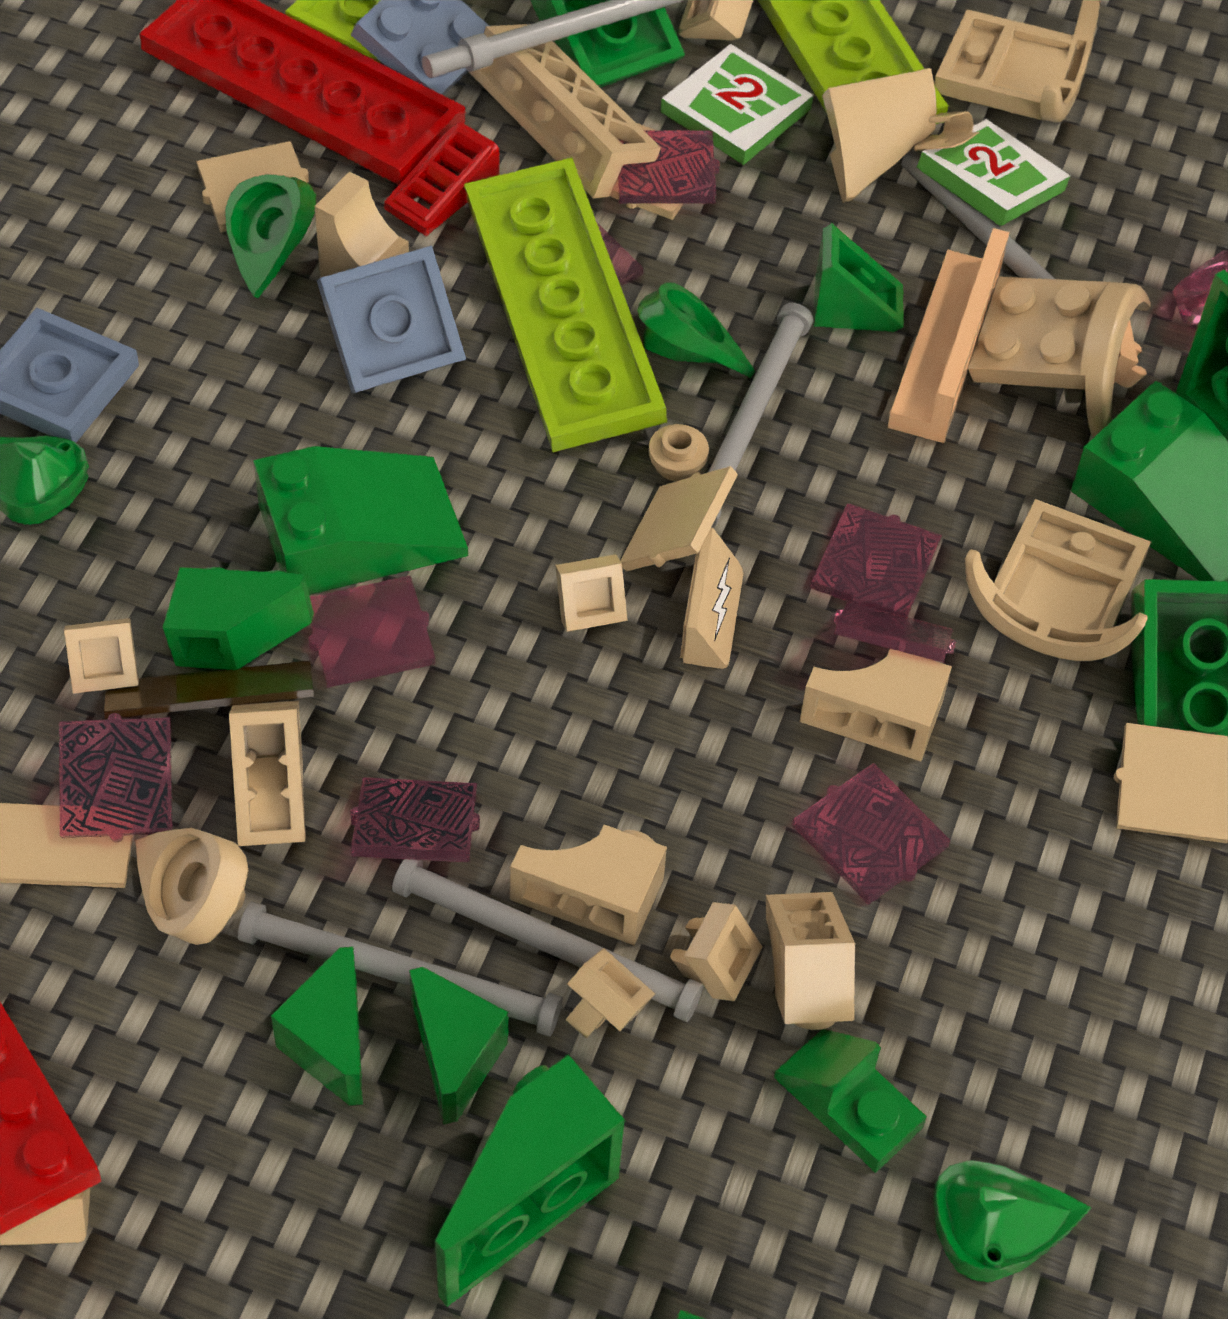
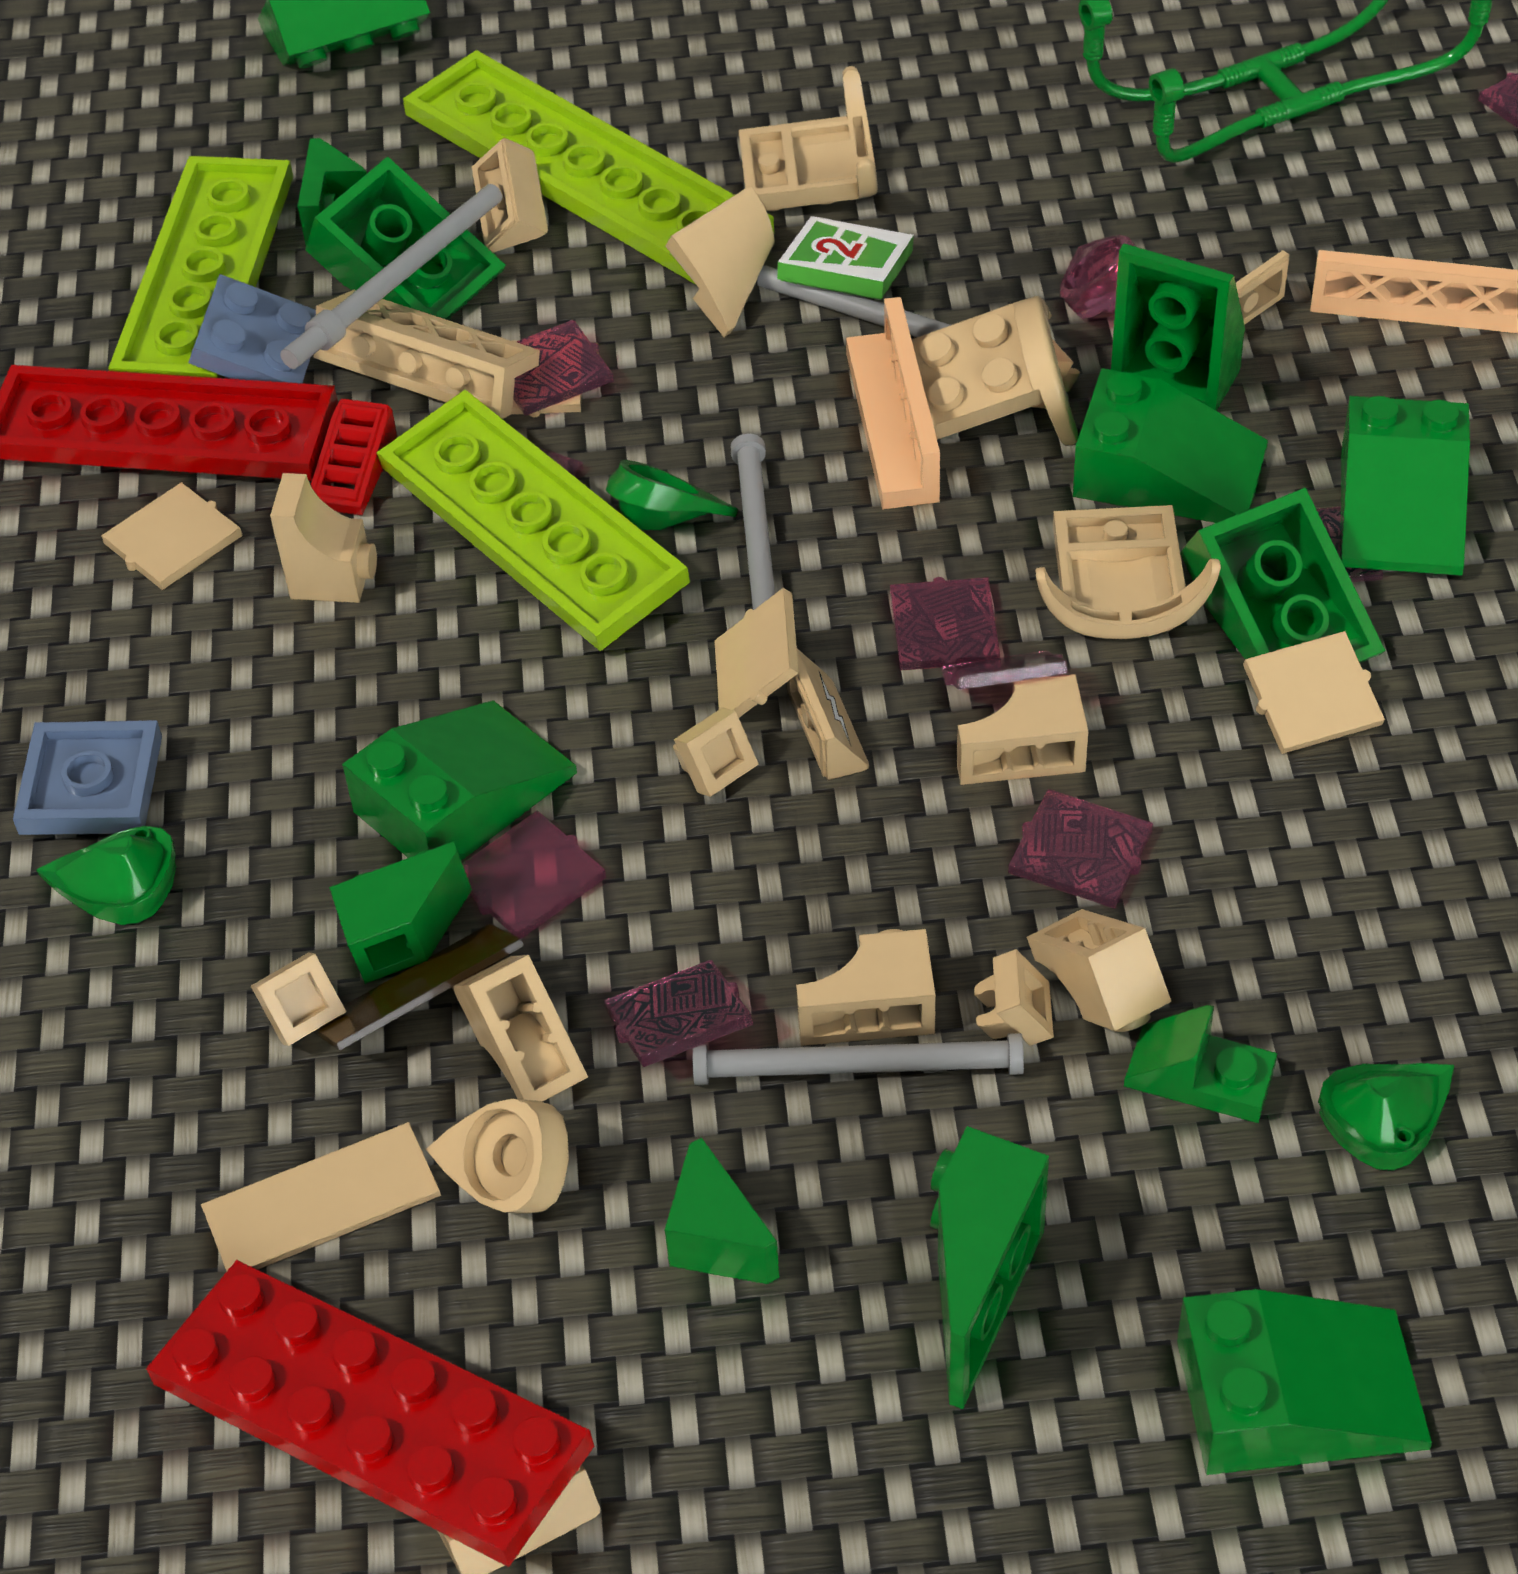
camera: 20 degrees left, 5 degrees down
(115, 777) = (379, 1098): clear pink piece -> none
(266, 223) = (213, 560): green piece -> none
(391, 319) = (387, 594): sand blue plate -> none
(393, 966) = (746, 1144): light grey bar -> none
(459, 1038) = (830, 1176): green slope -> none
(607, 993) = (947, 1077): tan tile -> none
(678, 451) = (714, 603): tan plate -> none
(739, 102) = (581, 285): tile -> none
(854, 288) = (782, 402): green slope -> none
(956, 131) = (793, 234): tan piece -> none

